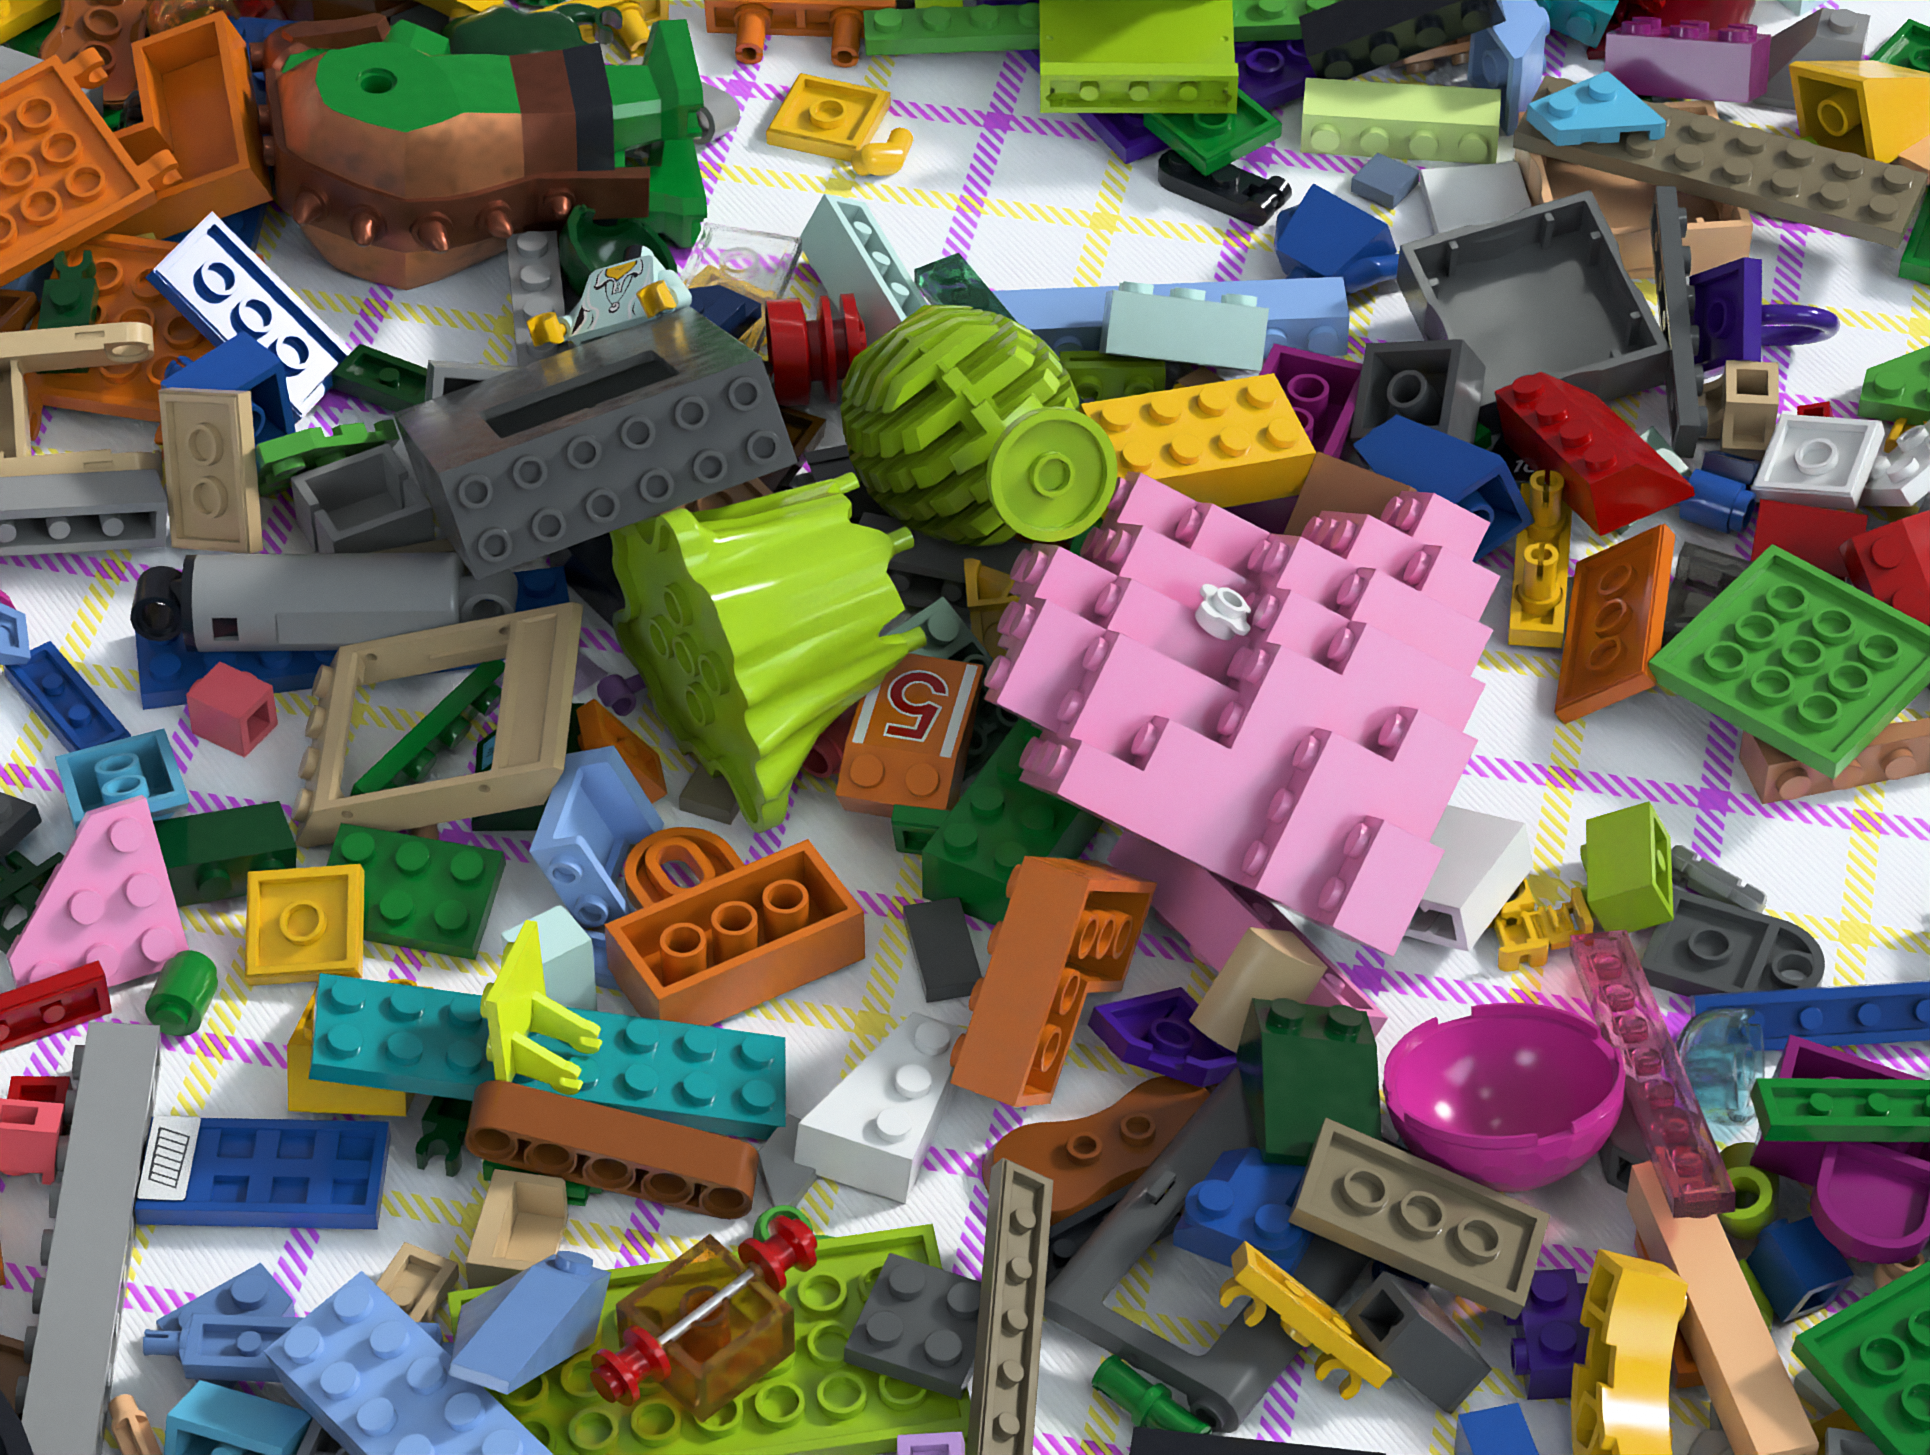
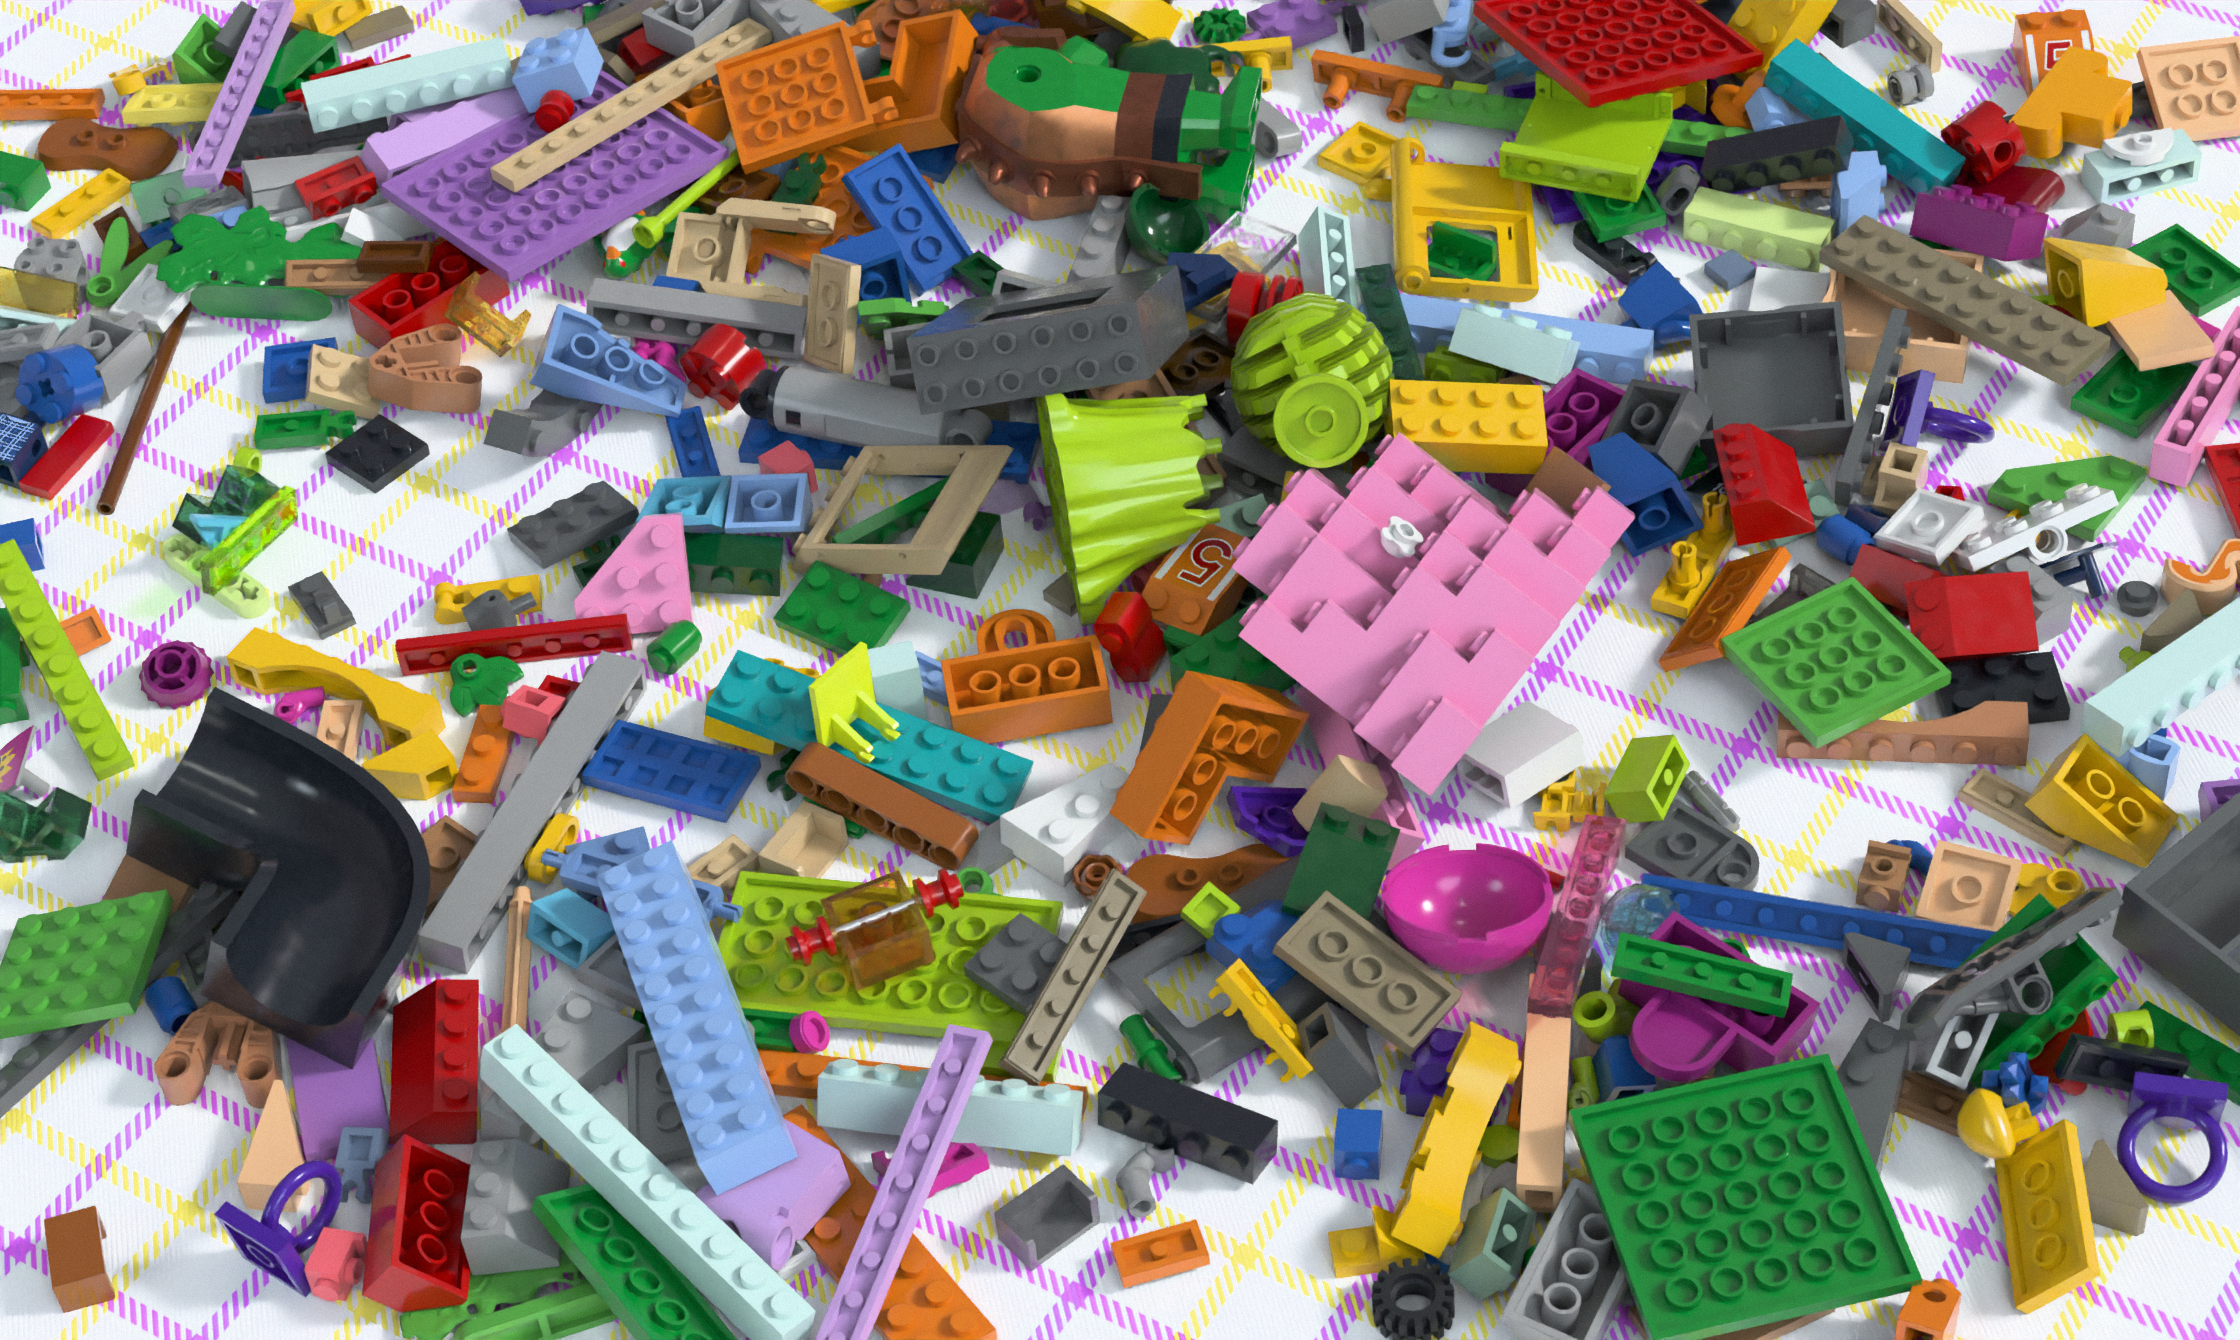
camera: 25 degrees right, 0 degrees up
(68, 576) = (721, 365): none -> red brick
(139, 1309) = (557, 834): none -> yellow plate
(169, 1157) = (616, 747): clear sticker -> none
(236, 757) = (769, 504): none -> light blue slope
(304, 924) = (766, 619): yellow tile -> none
(529, 1322) = (763, 900): medium blue wedge -> none
(587, 833) = (963, 598): light blue panel -> none
(603, 729) = (1012, 552): orange plate -> none
(615, 301) = (1140, 250): torso -> none
(850, 831) = (1130, 636): none -> red brick
(954, 1177) = (1091, 873): none -> dark orange plate
(1007, 150) = (1463, 199): none -> yellow piece
(1028, 230) = (1460, 254): none -> green bracket
(1159, 1186) = (1207, 908): none -> lime tile
(1282, 86) = (1677, 189): none -> dark grey piece
(1593, 113) = (1877, 247): medium azure wing -> none
(1687, 1411) = (1499, 1145): none -> lime tile

